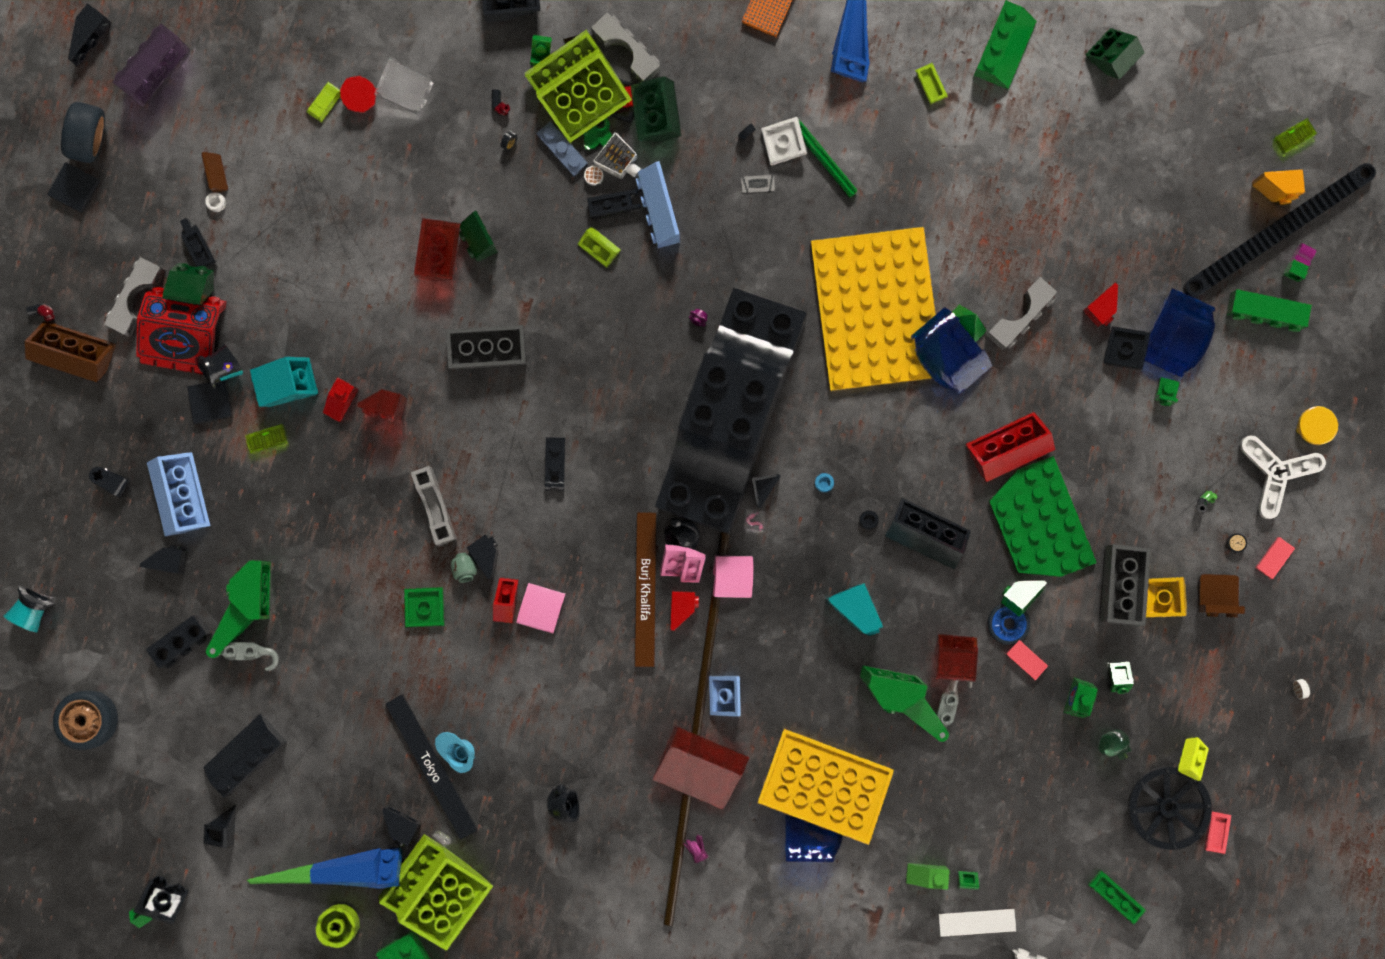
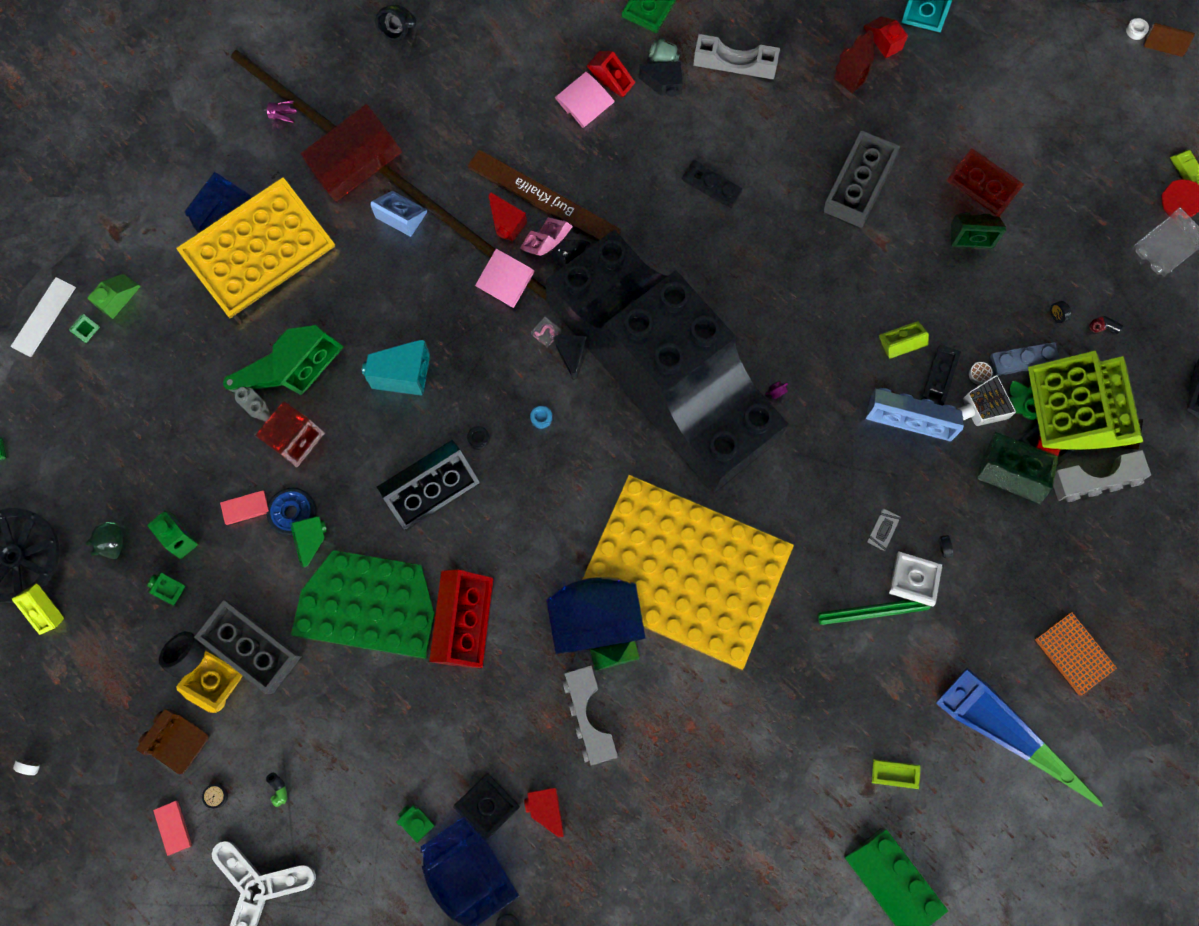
camera: 120 degrees right, 10 degrees down
(540, 48) = (1143, 391): green bracket -> none
(1164, 640) = (175, 647): none -> black tyre

